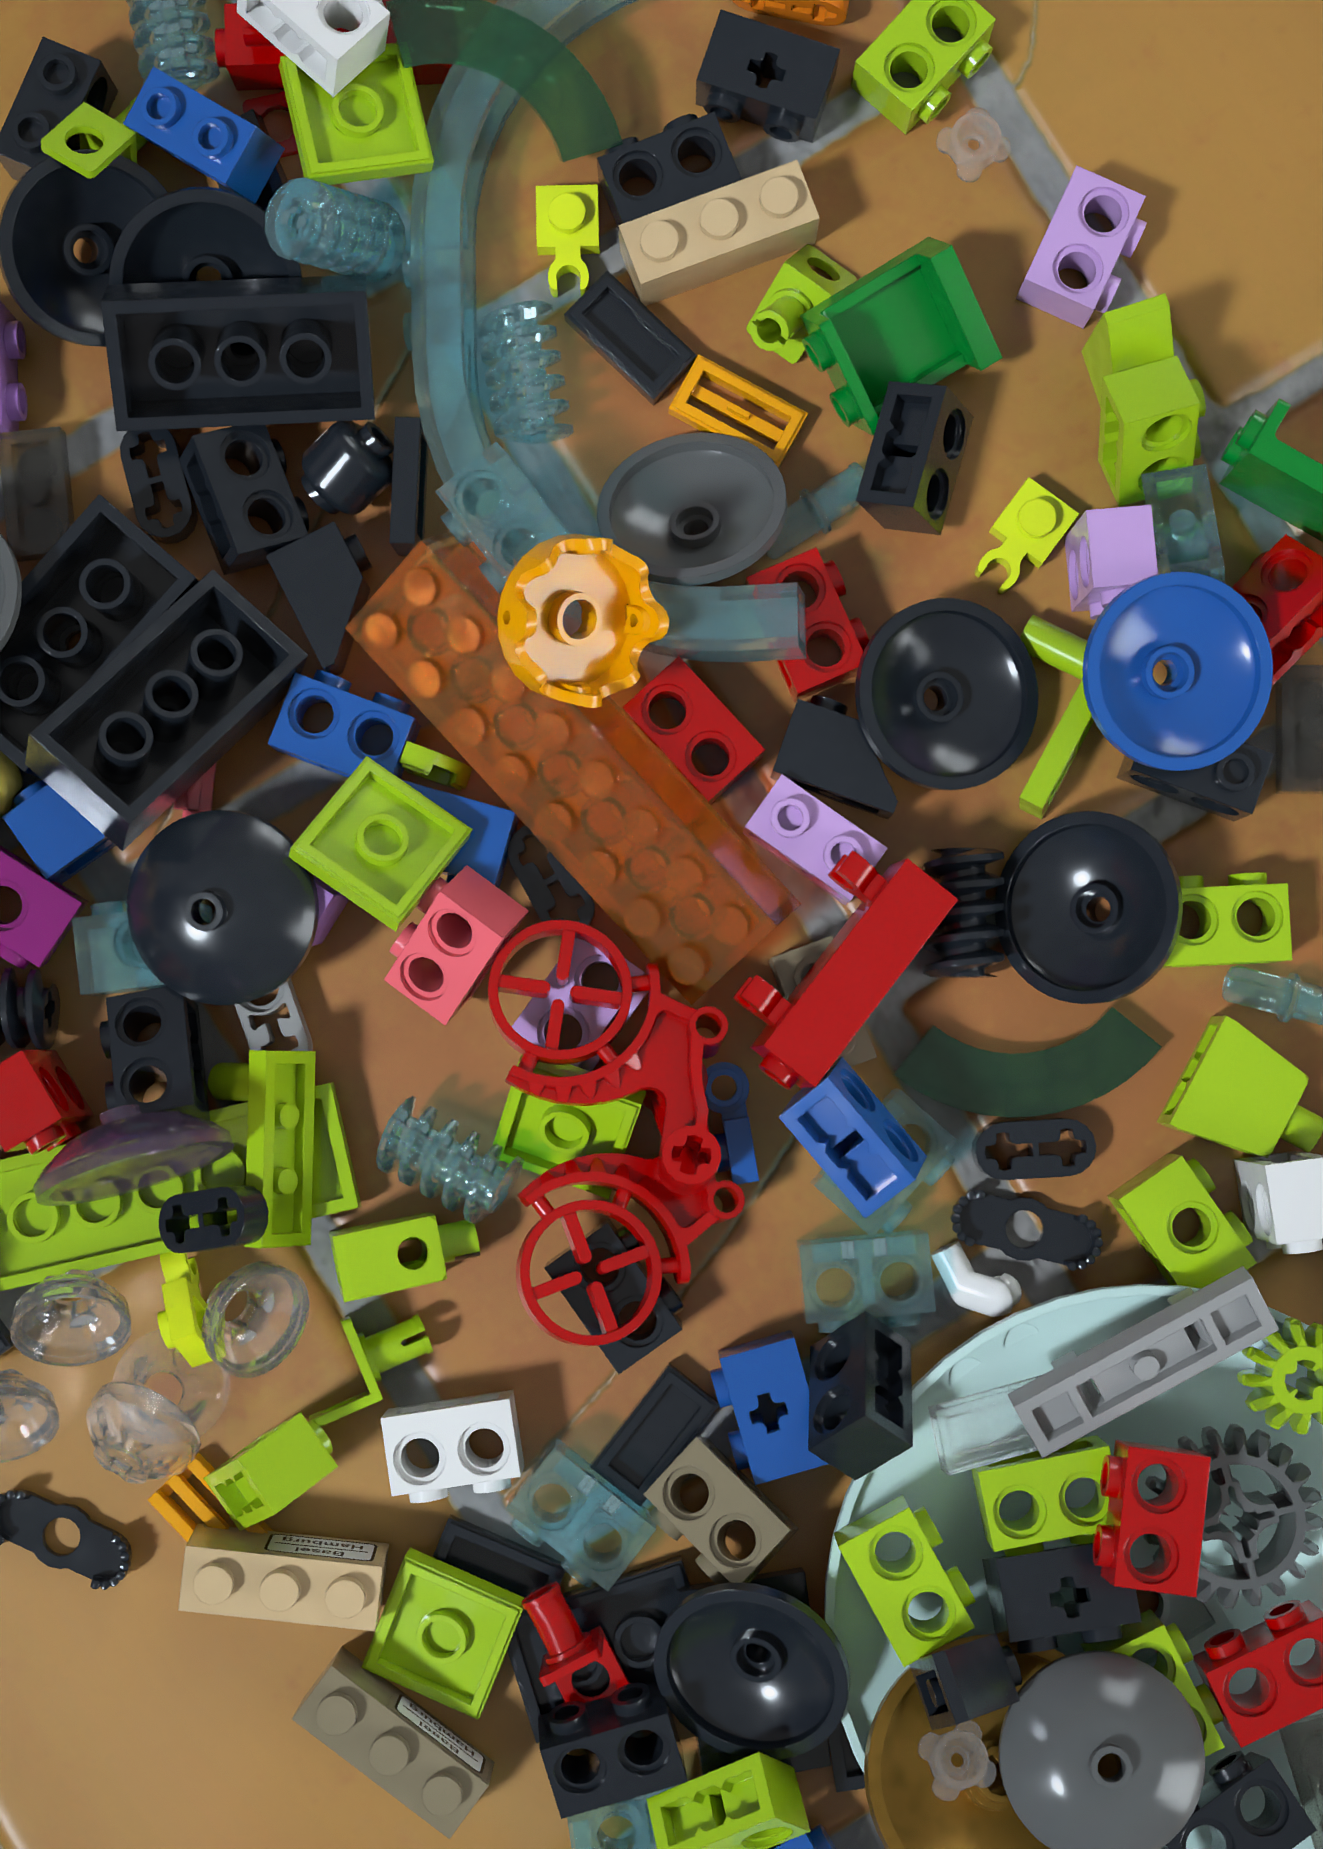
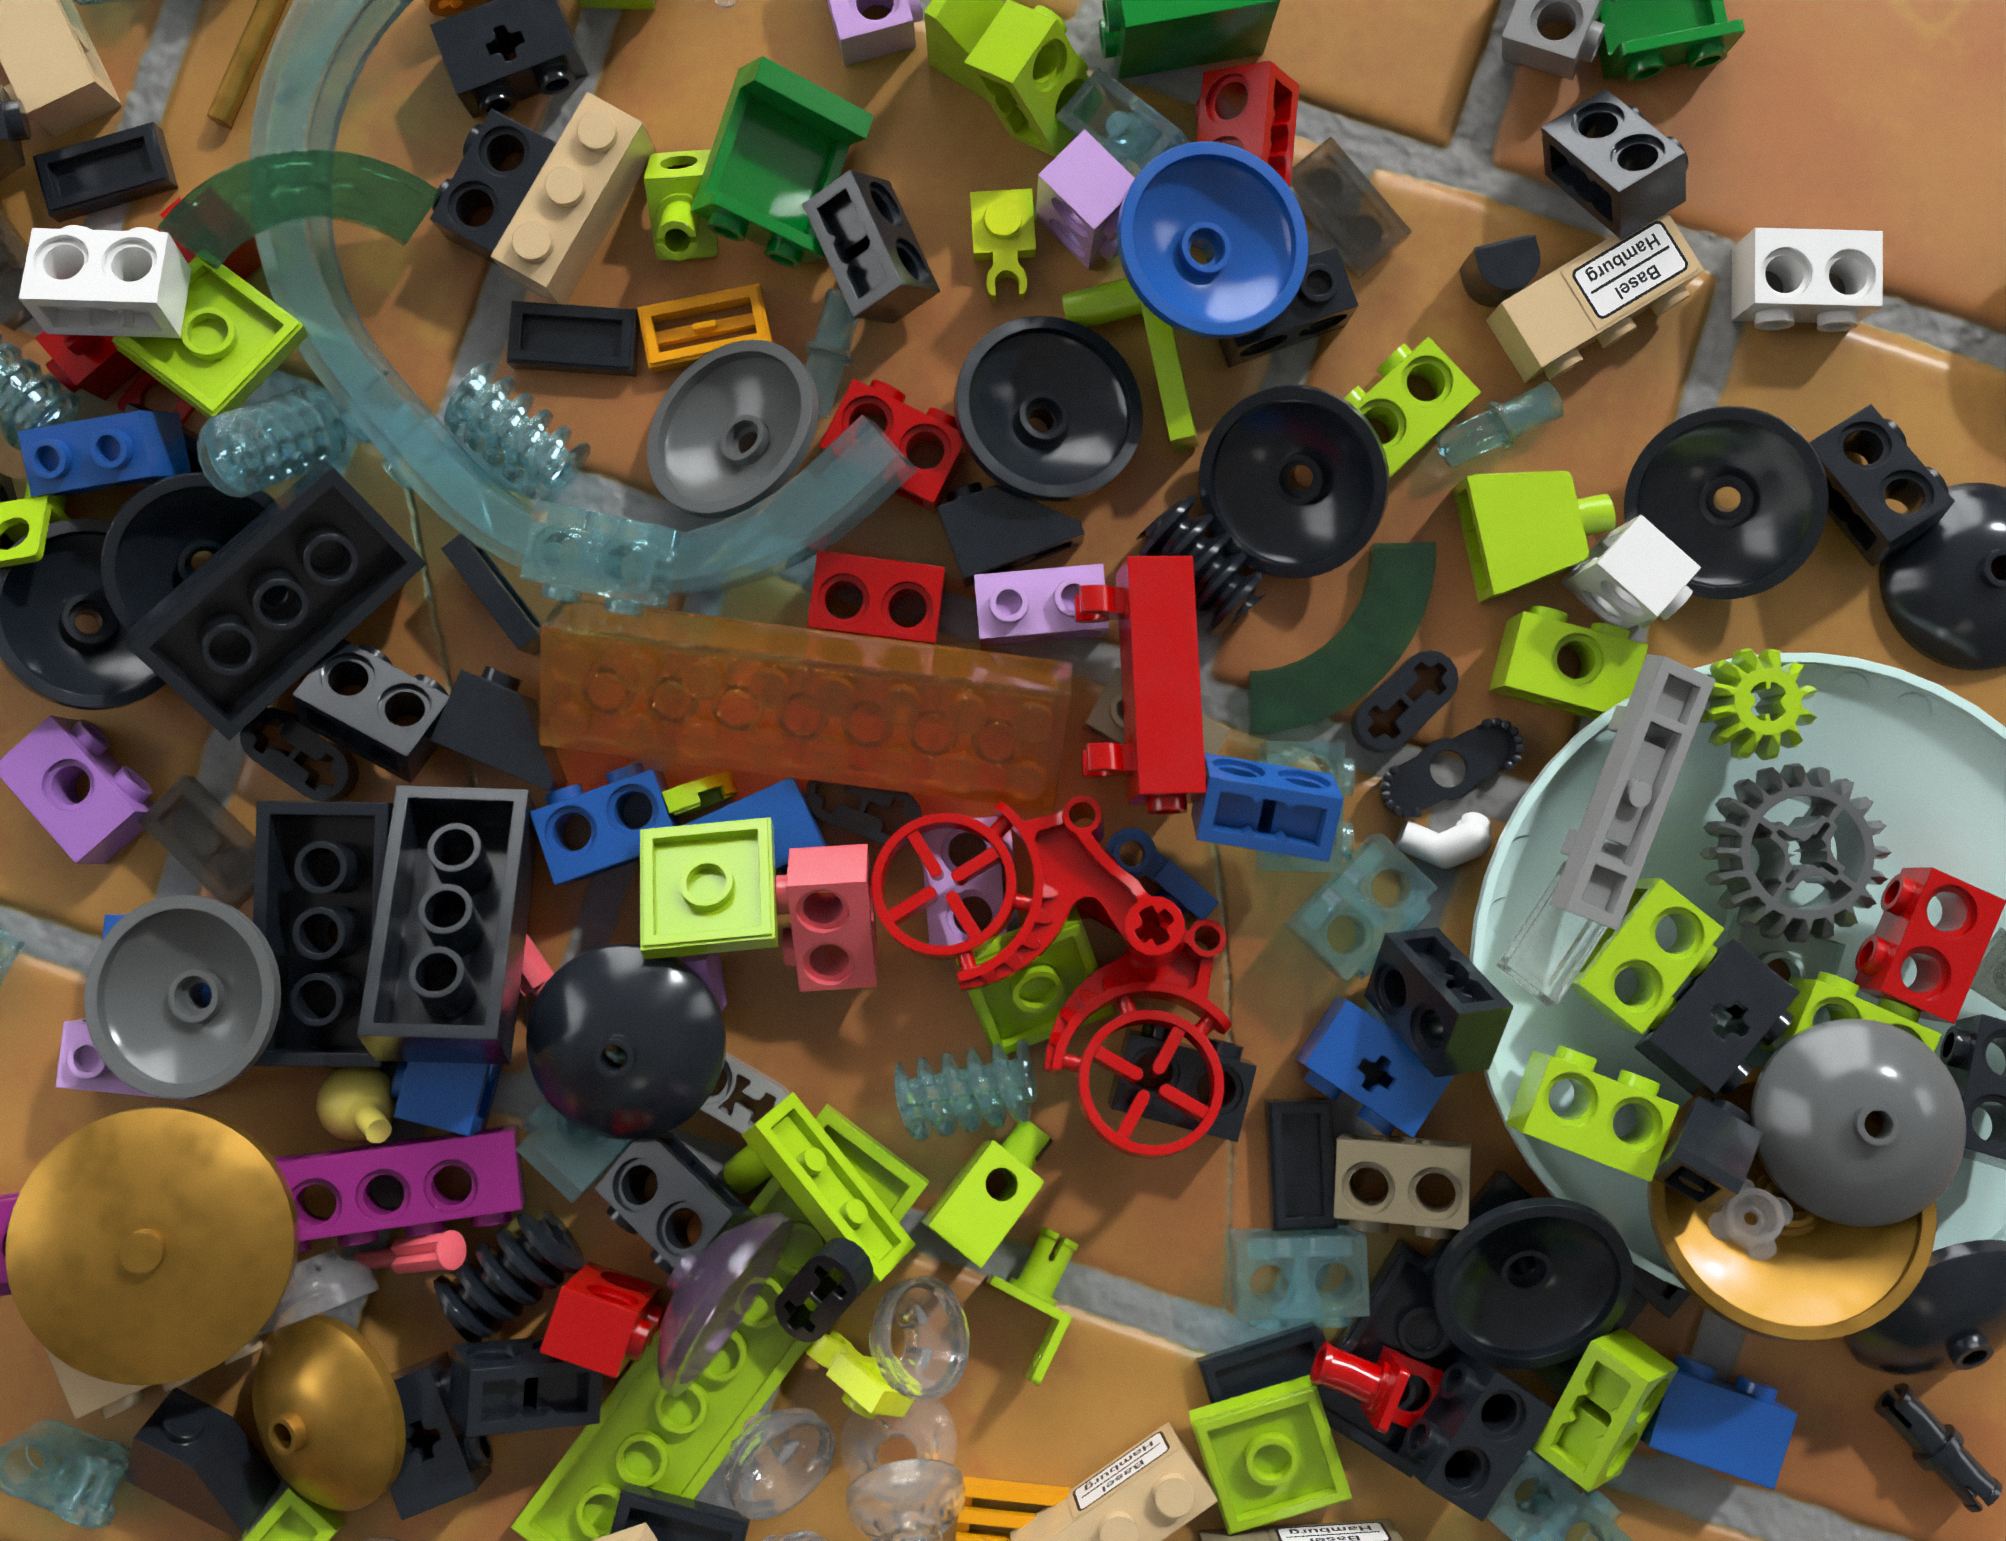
camera: 45 degrees left, 0 degrees up
(272, 1471) = (1034, 1445): lime brick -> none
(348, 467) = (437, 618): black head -> none
(448, 1428) = (1139, 1293): white brick -> none
(567, 228) = (454, 295): neon yellow plate -> none
(615, 626) = (744, 558): light orange plate -> none
(1172, 1516) = (1757, 890): red brick -> none

